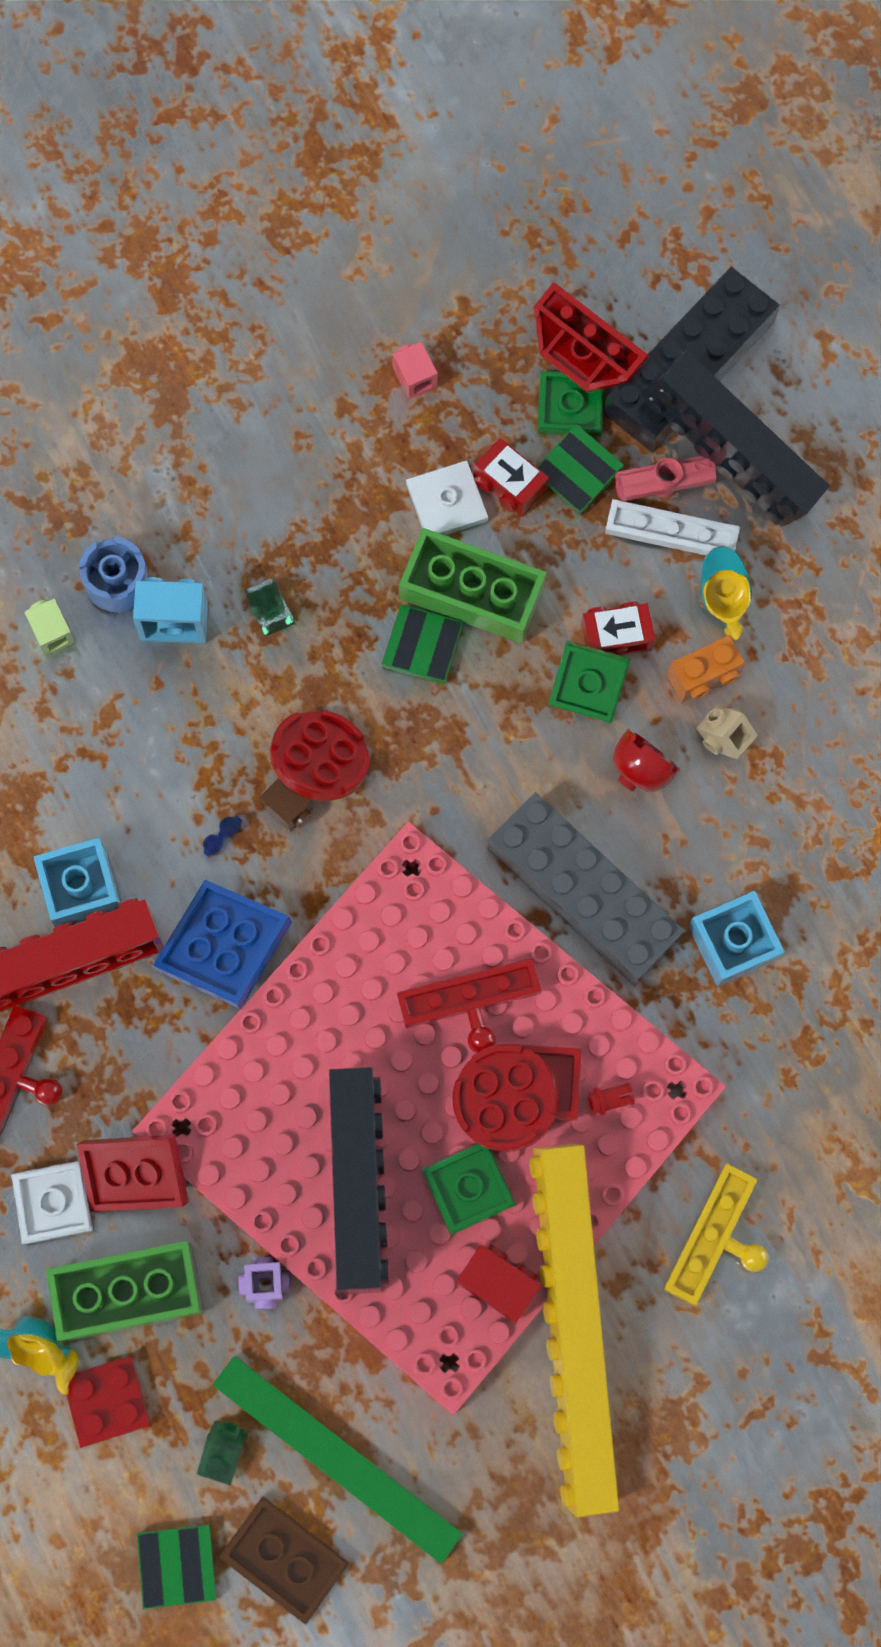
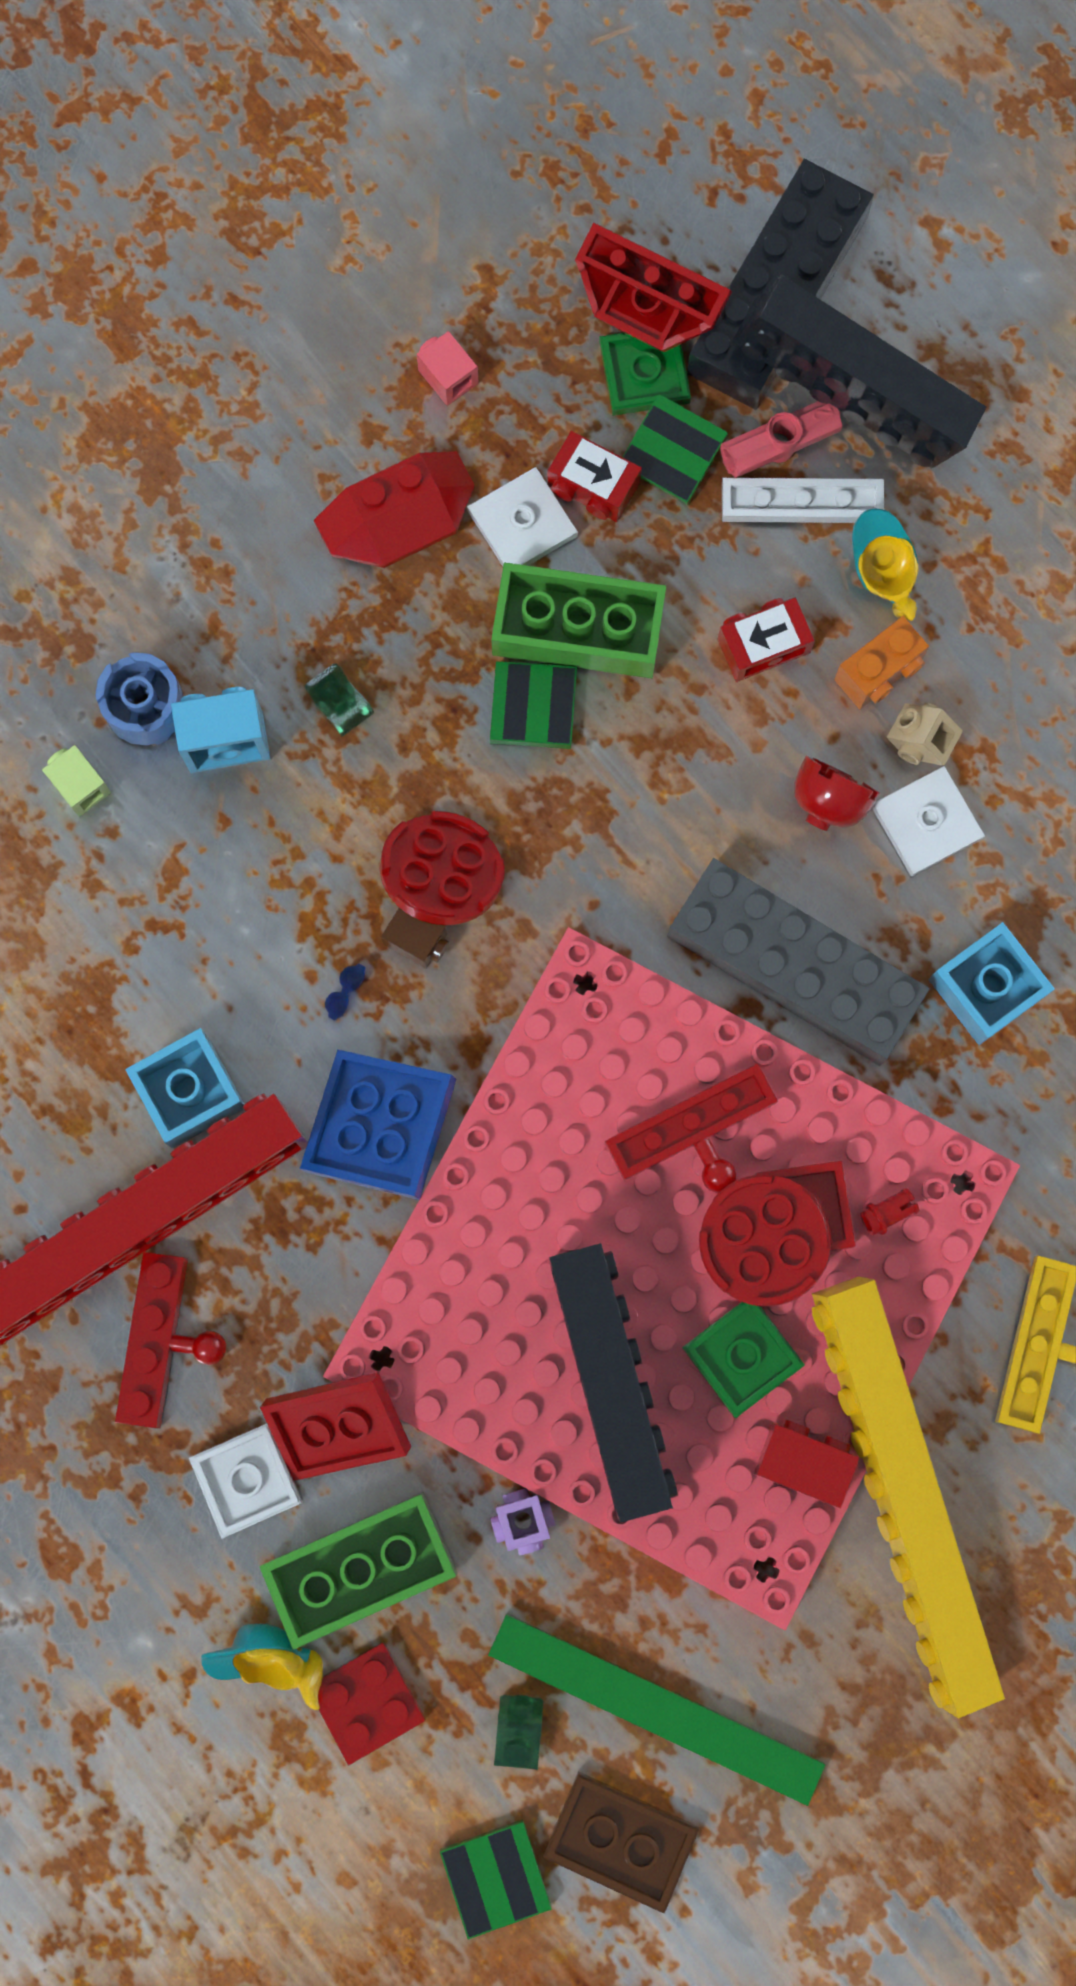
camera: 10 degrees left, 5 degrees up
(350, 470) = (398, 510): none -> red wedge
(589, 681) = (745, 708): green tile -> none
(715, 801) = (927, 821): none -> white plate

